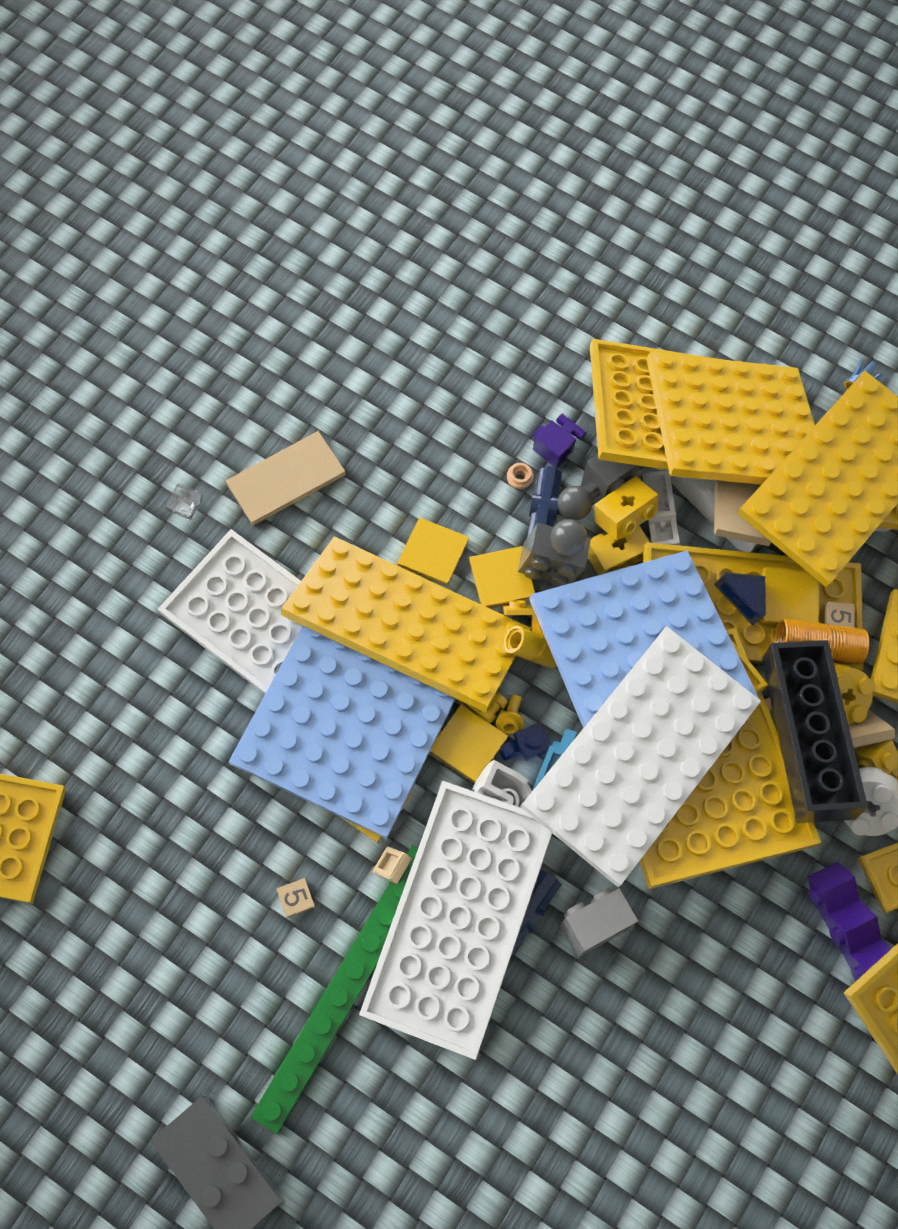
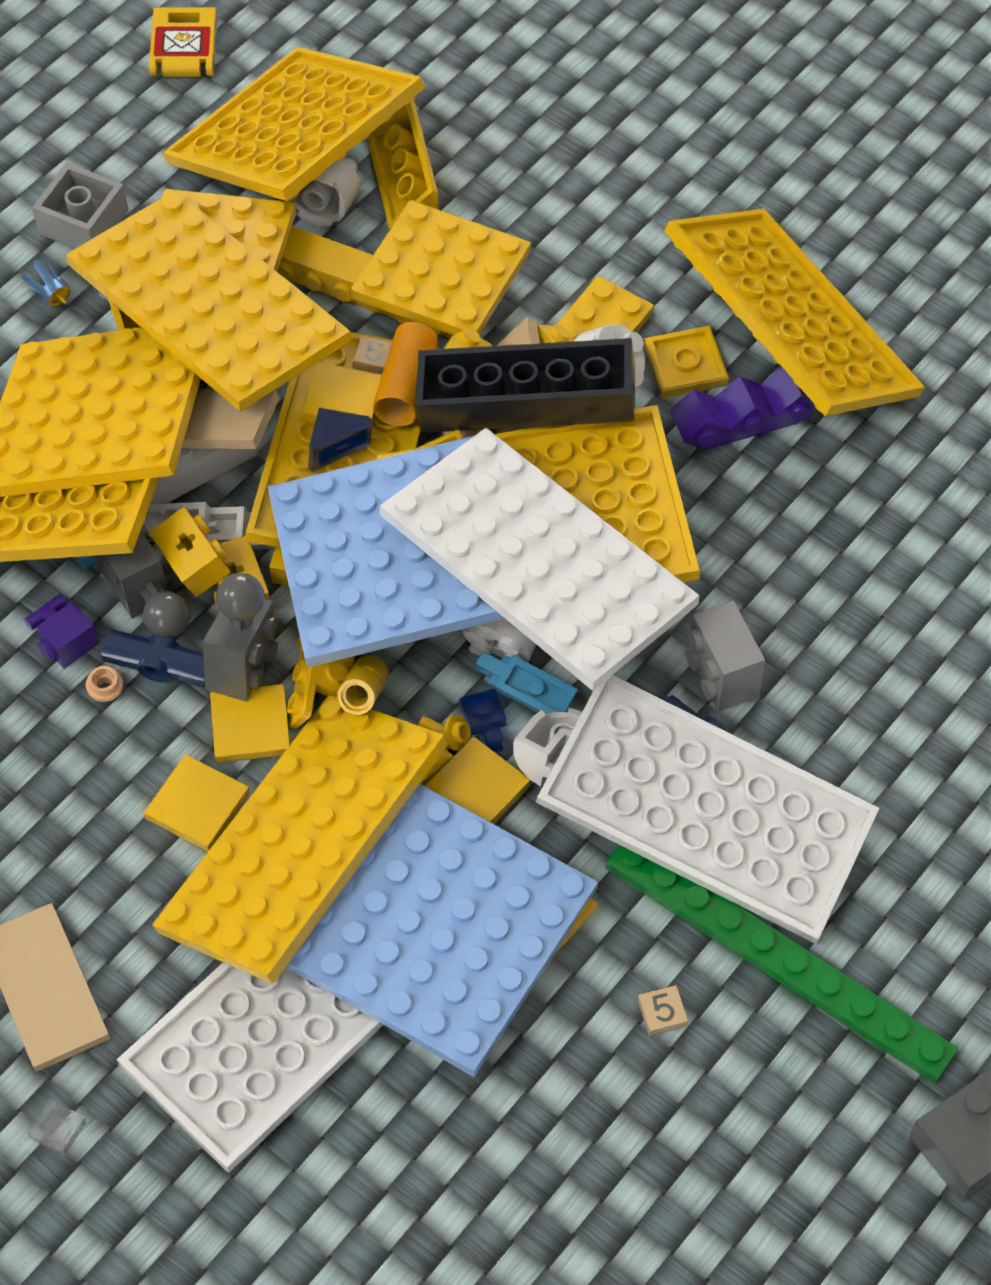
camera: 80 degrees left, 10 degrees down
(392, 865) = (630, 887): tan tile -> none

